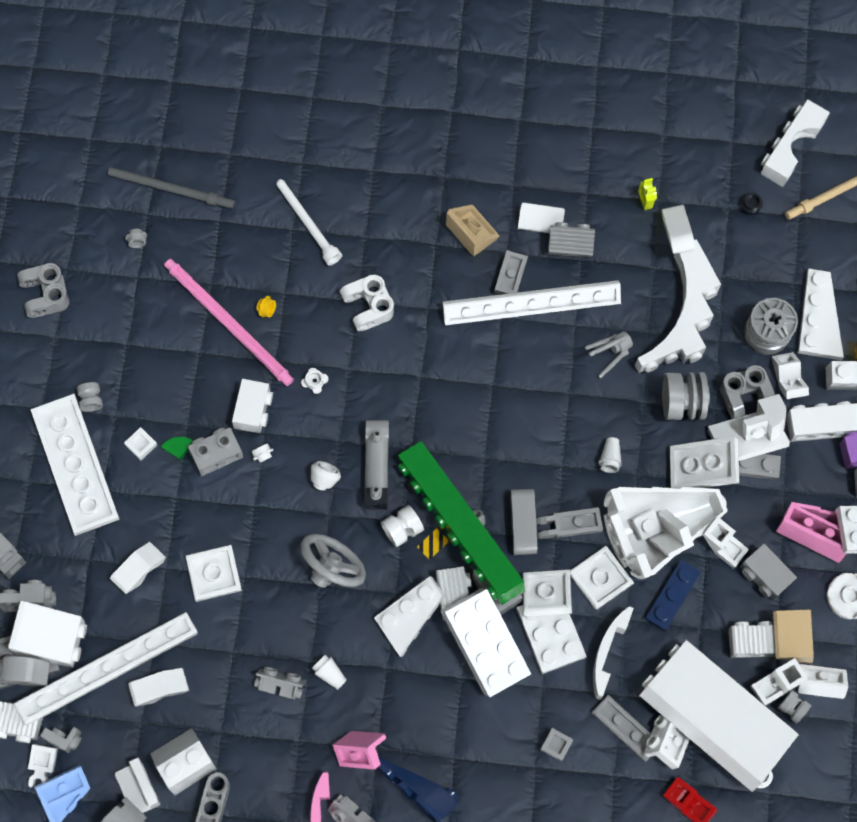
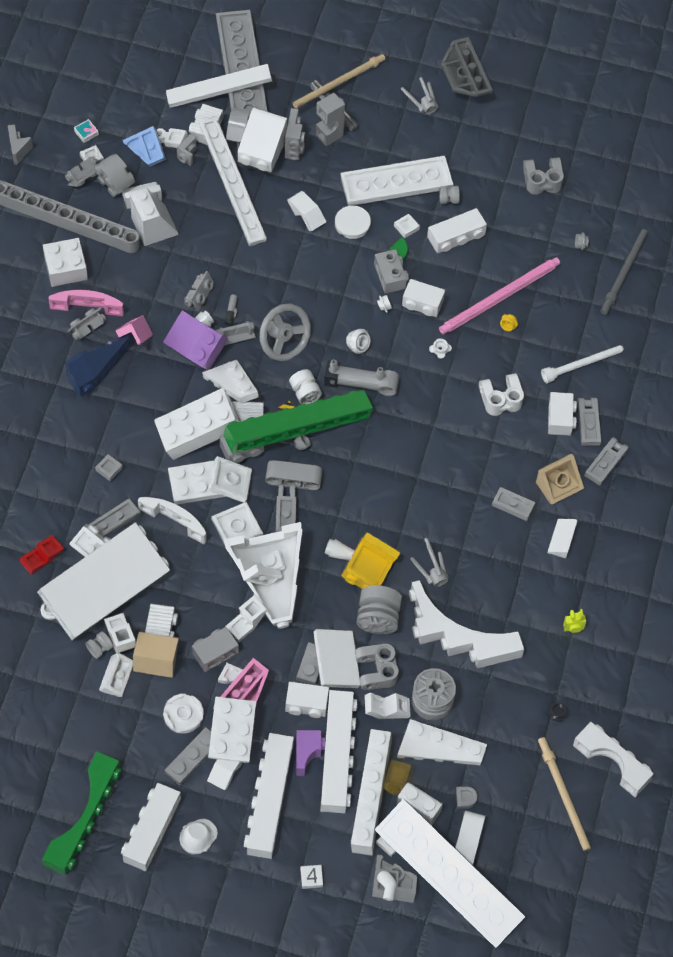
camera: 100 degrees right, 10 degrees down
(144, 380) = (457, 231): none -> white brick
(144, 510) = (352, 222): none -> white tile
(159, 685) = (212, 213): white slope -> none
(213, 573) = (294, 261): white tile -> none
(300, 637) = (231, 312): none -> piece
(335, 626) = (238, 332): none -> light grey hinge
(361, 670) = (195, 340): none -> medium lavender slope
(384, 235) = (561, 413): none -> white brick
(386, 205) = (589, 422): none -> light grey plate
(435, 182) = (606, 461): none -> light grey plate
(531, 302) = (484, 516): white tile -> none
(571, 240) = (537, 552): light grey brick -> none
(626, 418) = (369, 562): none -> yellow panel
(672, 595) = (211, 576): dark blue plate -> none
(678, 229) = (535, 635): white beam -> none
(705, 463) = (315, 613): white plate -> none
(769, 419) = (346, 673): white brick -> none
(789, 552) = (229, 674): none -> white tile
(805, 461) = (307, 699): none -> white brick

